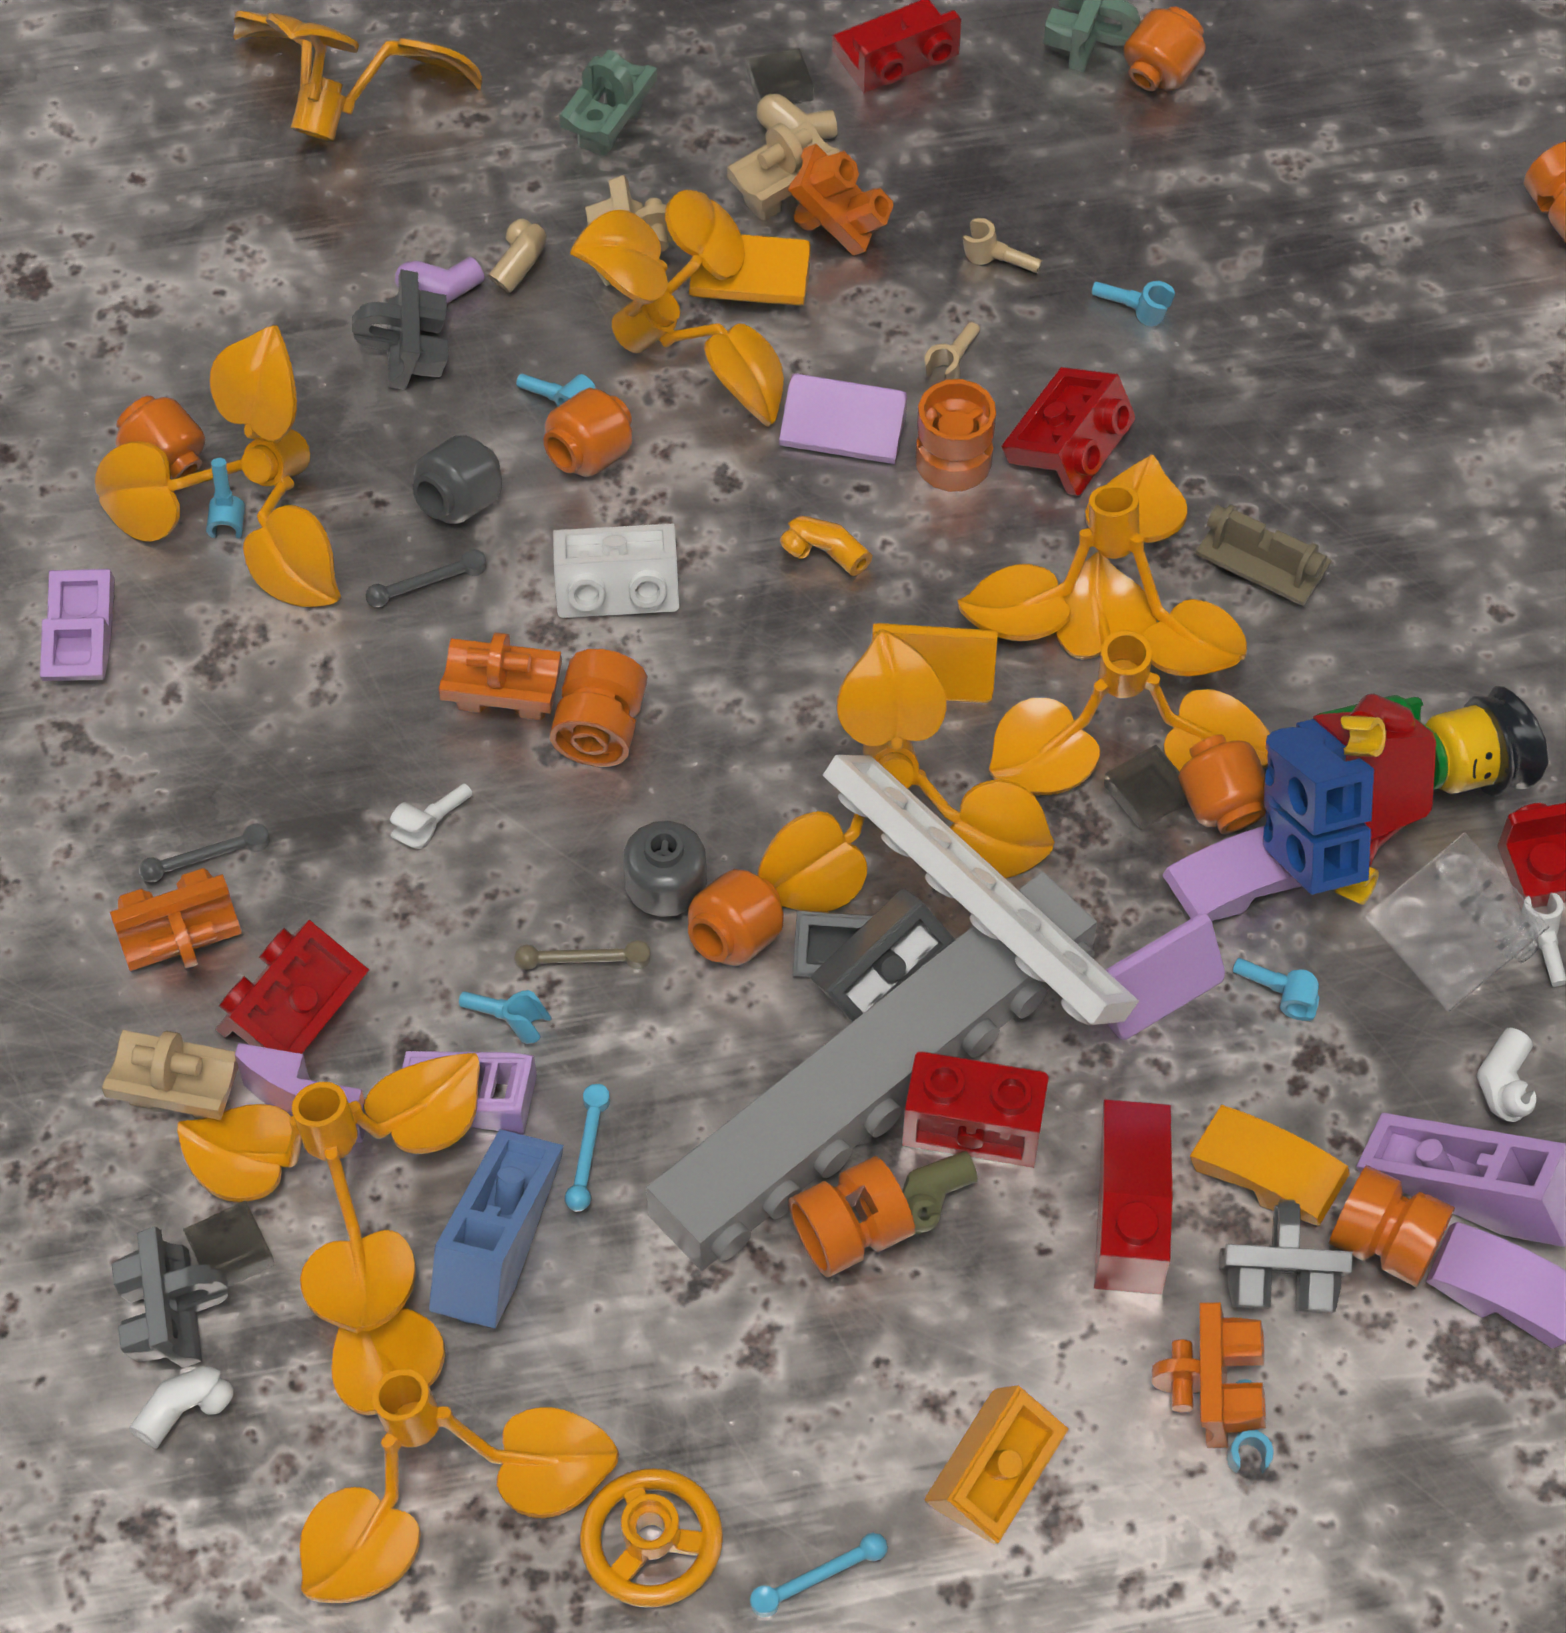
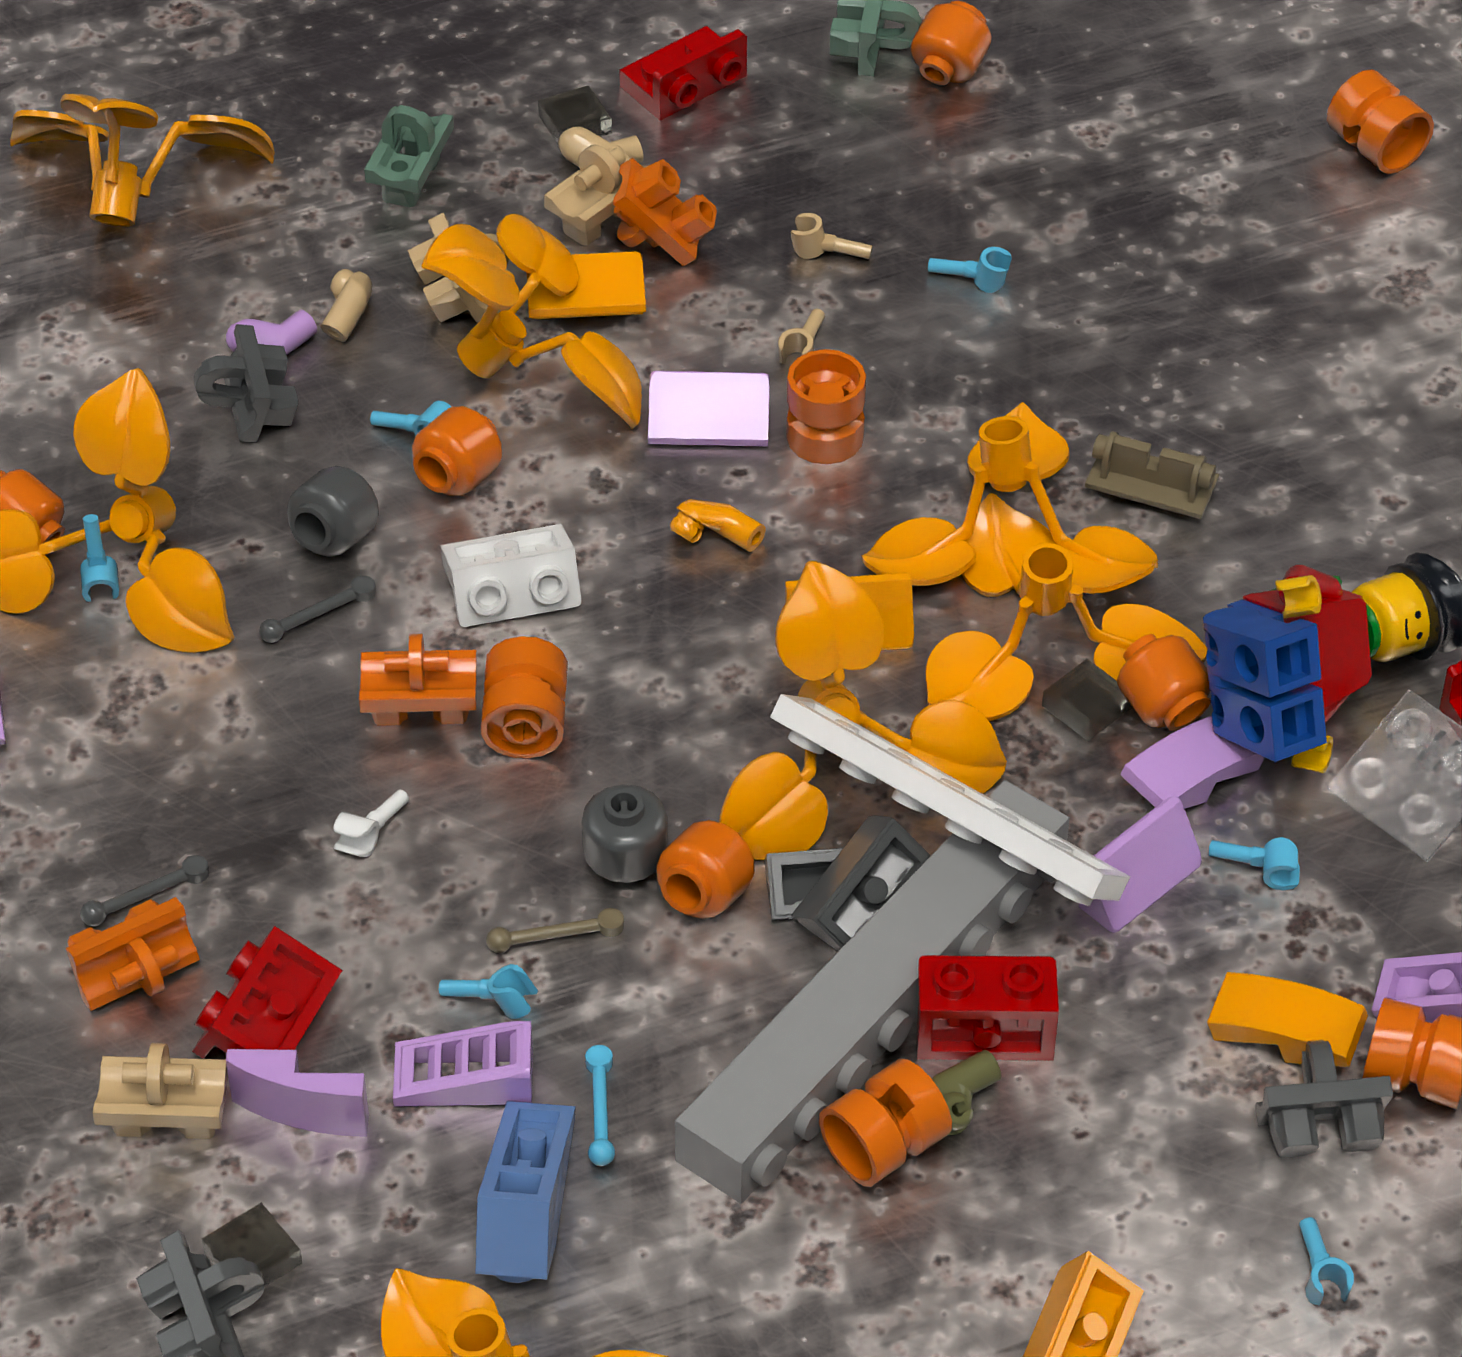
camera: 10 degrees left, 10 degrees down
(243, 1154) = (254, 1156): light orange plant -> none
(1072, 426) = (938, 386): red bracket -> none
(1134, 1198) = (1162, 1071): red slope -> none
(1223, 1404) = (1282, 1184): orange hips -> none

